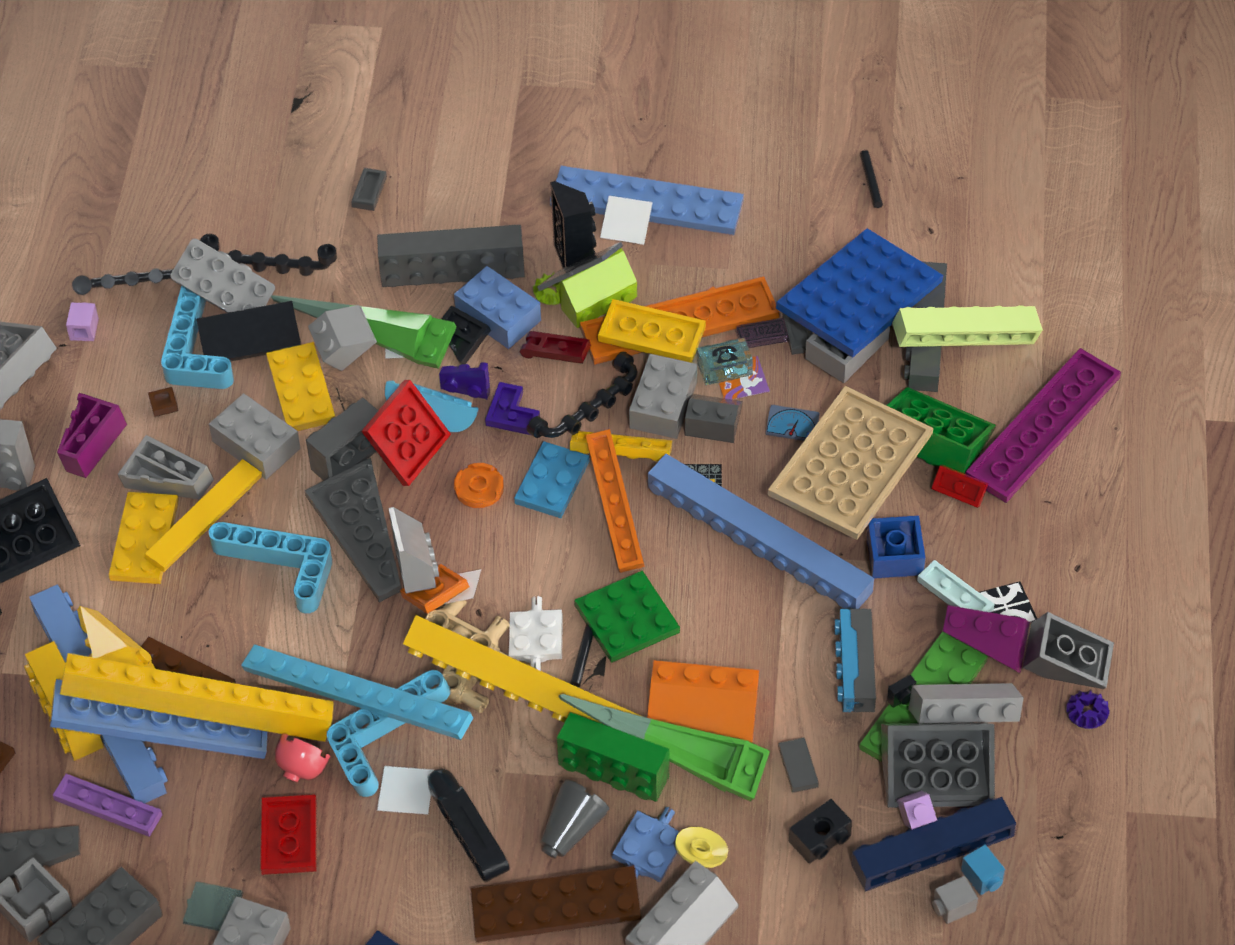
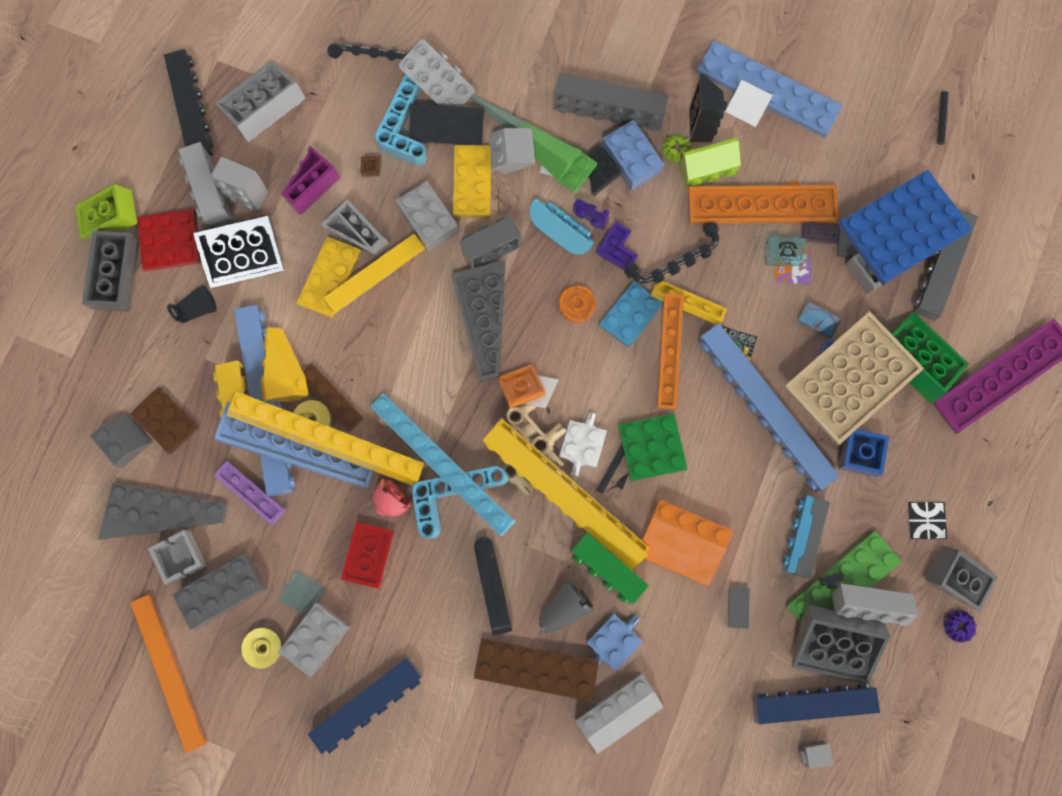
camera: 15 degrees right, 25 degrees up
(82, 321) = (329, 79): lavender brick -> none
(312, 556) = (421, 322): medium azure beam -> none
(326, 256) = (518, 73): black bar -> none
(369, 189) = (566, 19): dark grey tile -> none
(405, 790) = (458, 541): white sticker -> none
(406, 432) = (535, 251): red plate -> none
(413, 552) = (513, 355): light grey slope -> none
(555, 347) = (665, 203): dark red plate -> none
(580, 266) = (702, 148): dark grey piece -> none
(651, 331) = (739, 212): yellow plate -> none
(663, 396) = (731, 269): light grey brick -> none
(701, 846) = (657, 654): light yellow dish -> none
(712, 418) = (763, 296): dark grey slope -> none
(717, 759) = (680, 591): bright green plate -> none
(826, 818) = (750, 667): black brick -> none
(916, 809) = (812, 679): lavender brick -> none
(952, 588) = (895, 501): light aqua plate -> none
(959, 486) = (926, 411): red plate -> none
(966, 326) = (976, 279): yellowish green brick -> none
(983, 870) = (844, 738): dark azure brick -> none
(989, 633) = (909, 548): magenta wedge -> none

